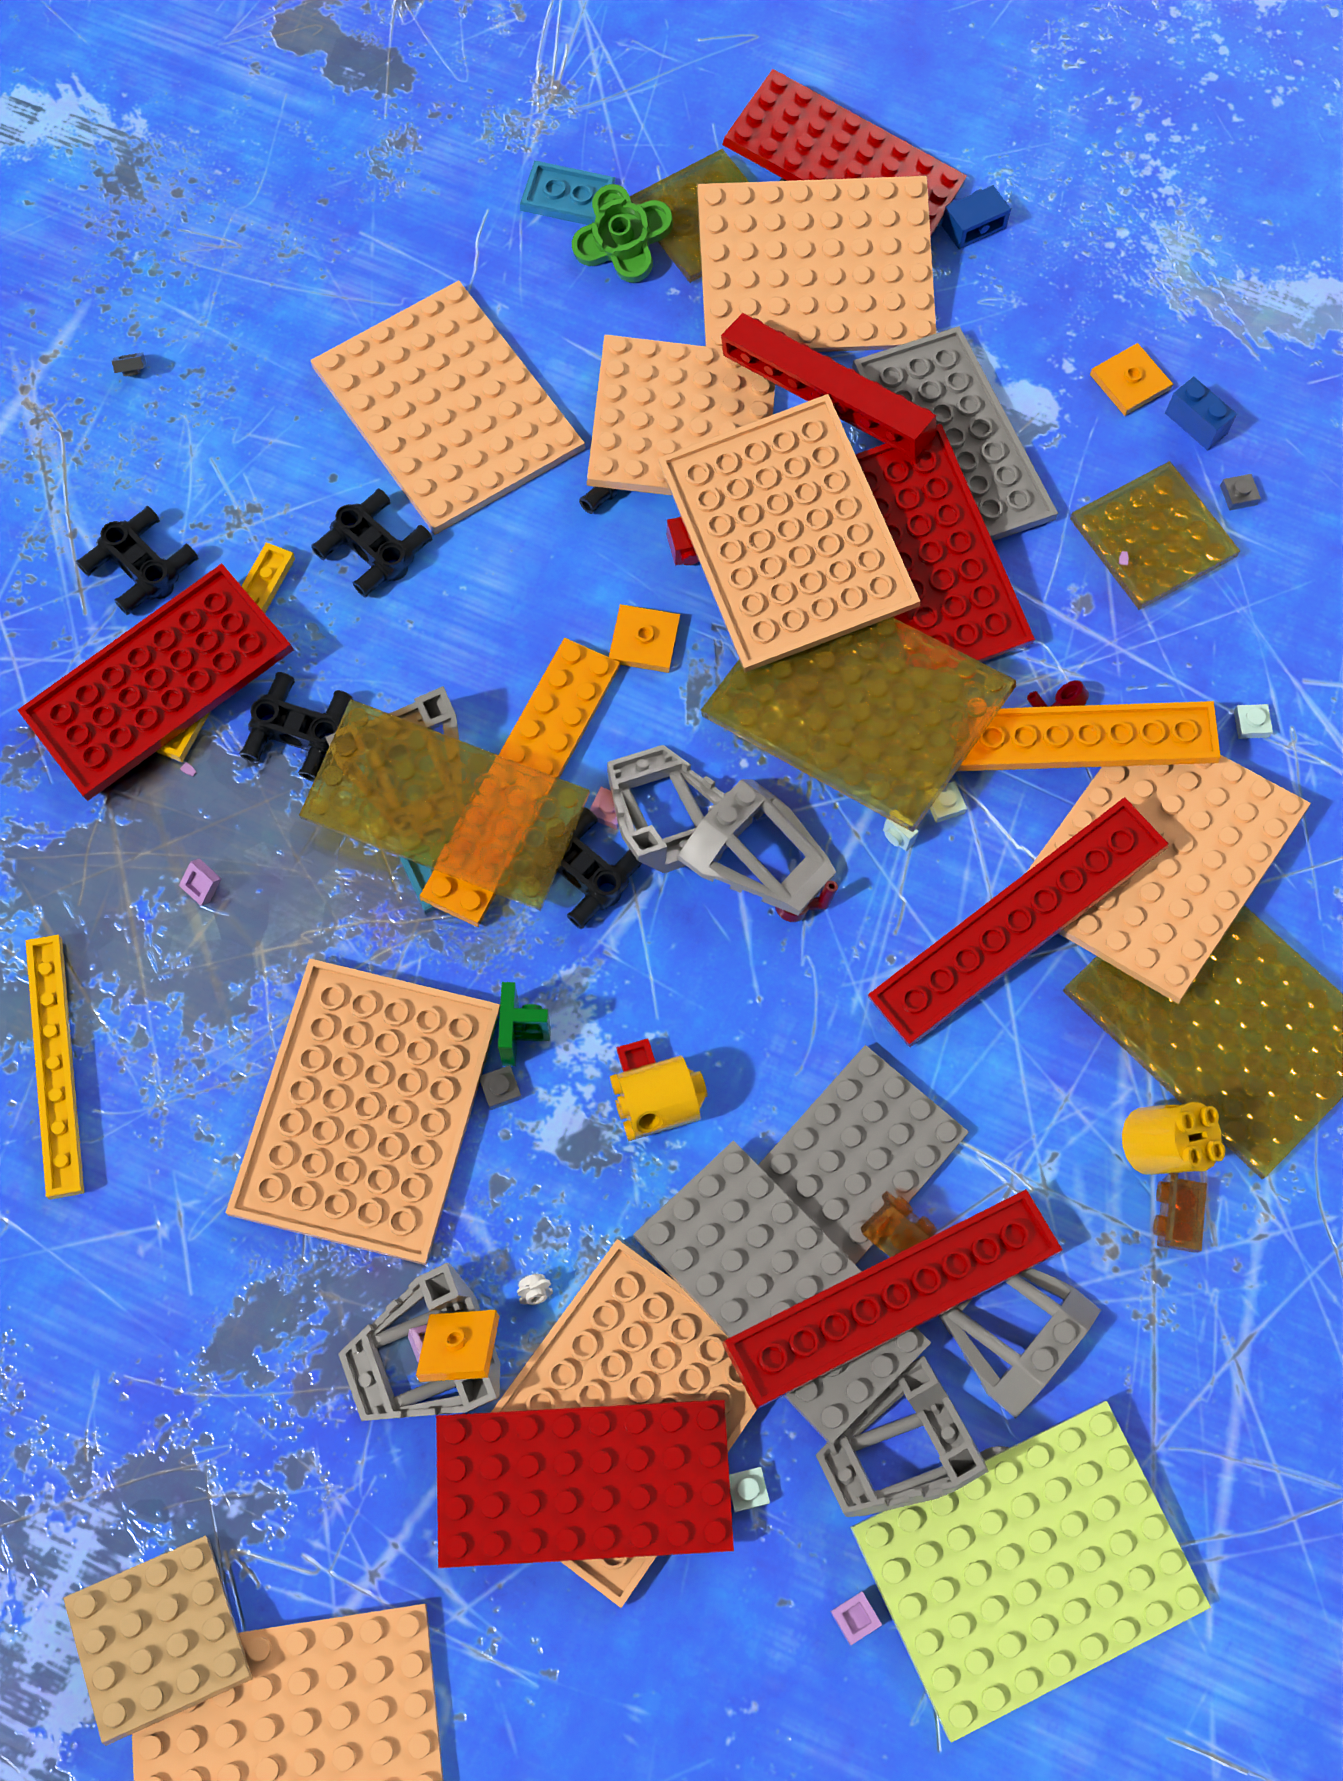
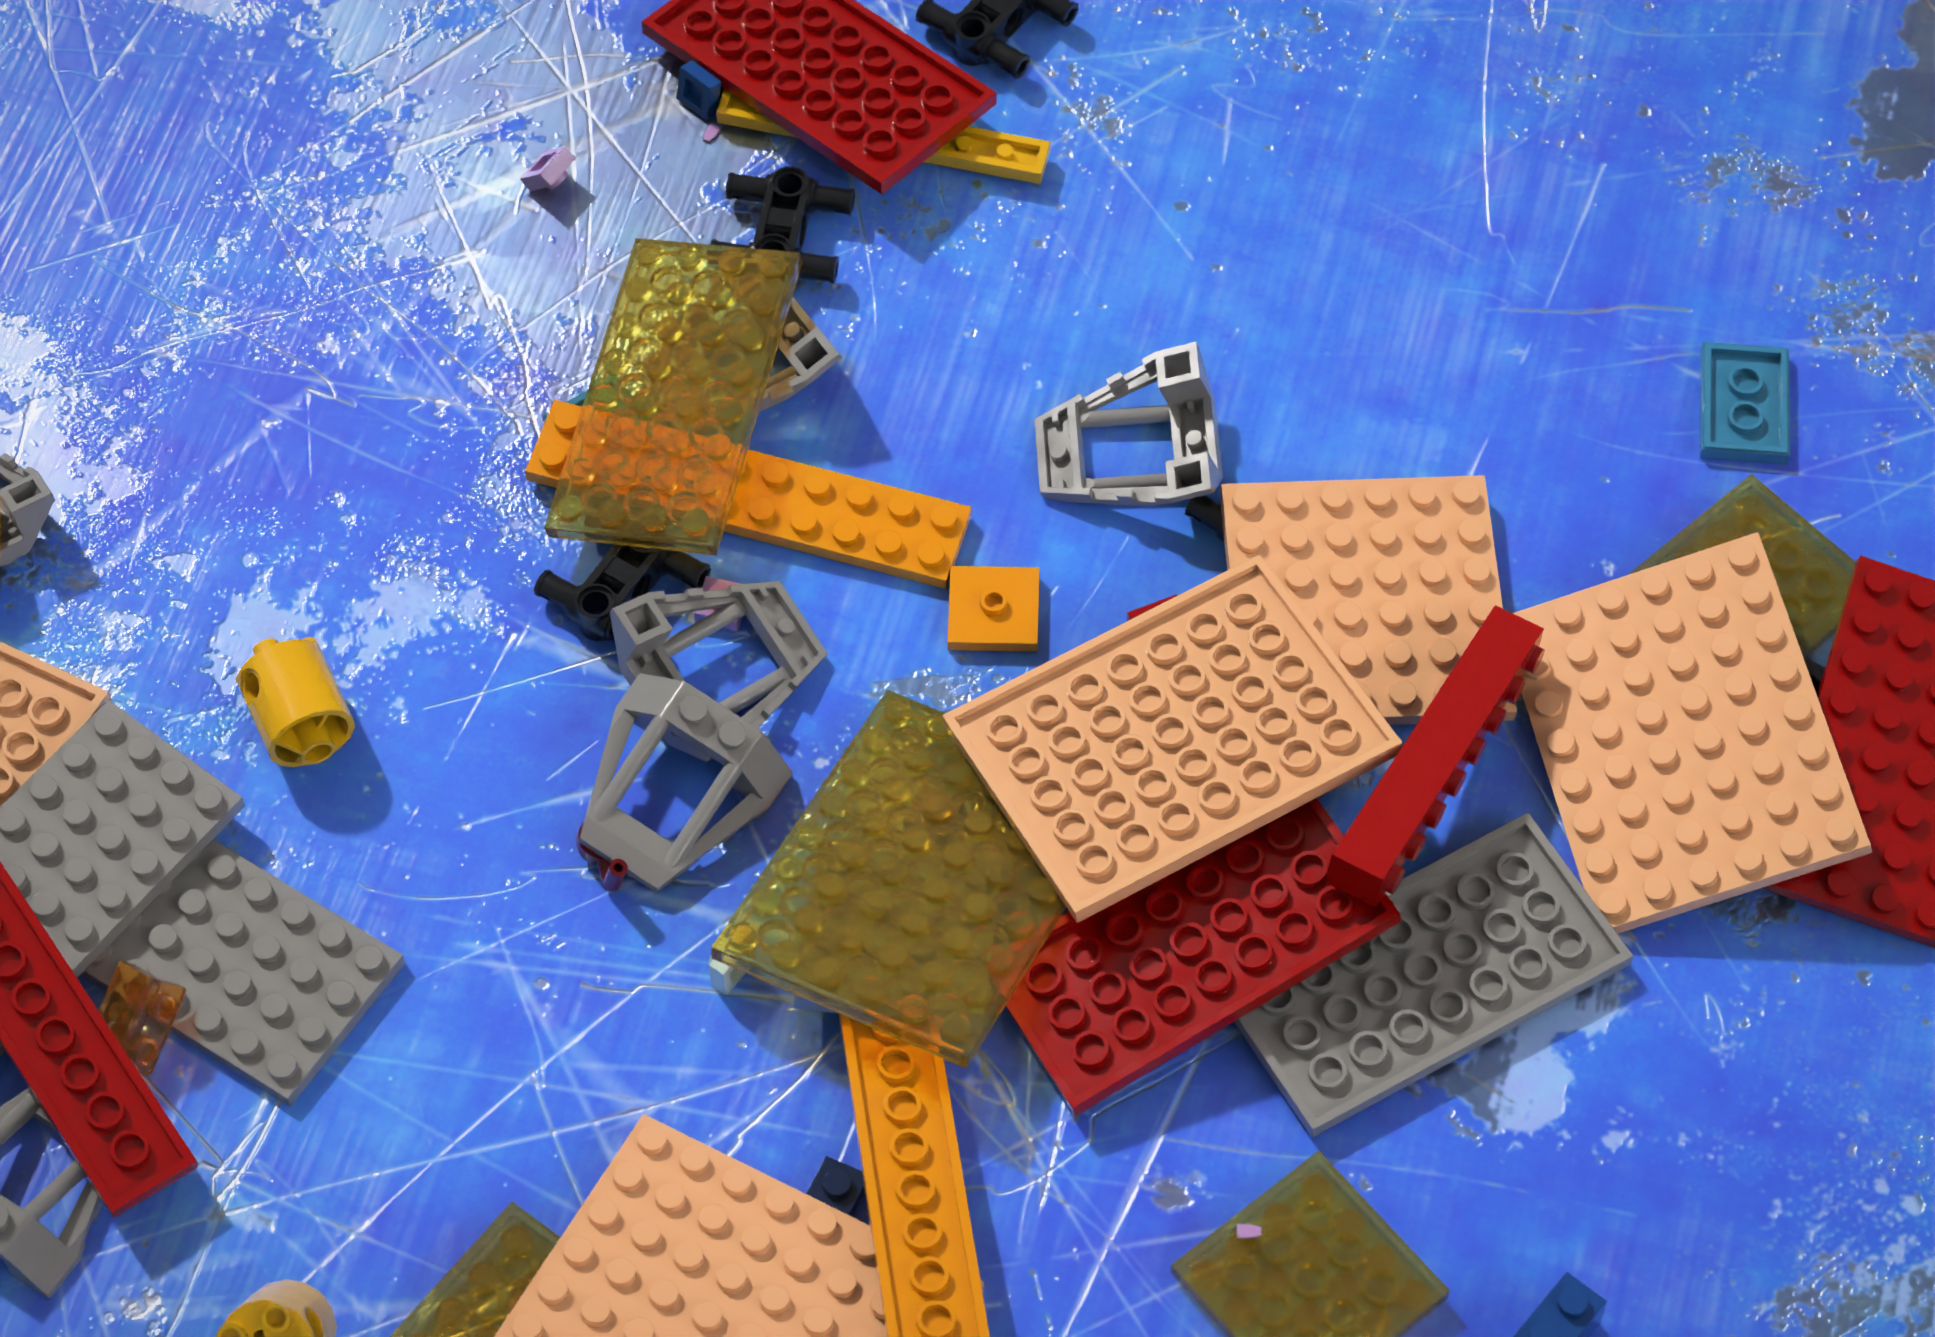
camera: 85 degrees right, 10 degrees down
(54, 1068) = (293, 75): yellow plate -> none
(154, 767) = (698, 89): none -> blue plate
(365, 1111) = (264, 399): light nougat plate -> none
(371, 542) = (1076, 260): black piece -> none
(447, 406) = (1333, 313): light nougat plate -> none
(500, 1087) = (307, 540): flat silver plate -> none
(519, 1024) = (381, 525): green bracket -> none
(534, 1289) = (40, 613): white plate -> none
(539, 495) = (1193, 428): none -> light grey windscreen
(622, 233) = (1680, 475): bright green plant -> none
(635, 1055) = (358, 682): red plate -> none
(948, 804) = (793, 1028): light aqua plate -> none
(975, 216) = (1861, 962): blue brick -> none
(1017, 921) = (600, 1120): red plate -> none
(1065, 790) = (838, 1186): none -> dark blue plate
(1070, 694) = (986, 1176): dark red plate -> none
(1131, 379) = (1607, 1231): light orange plate -> none

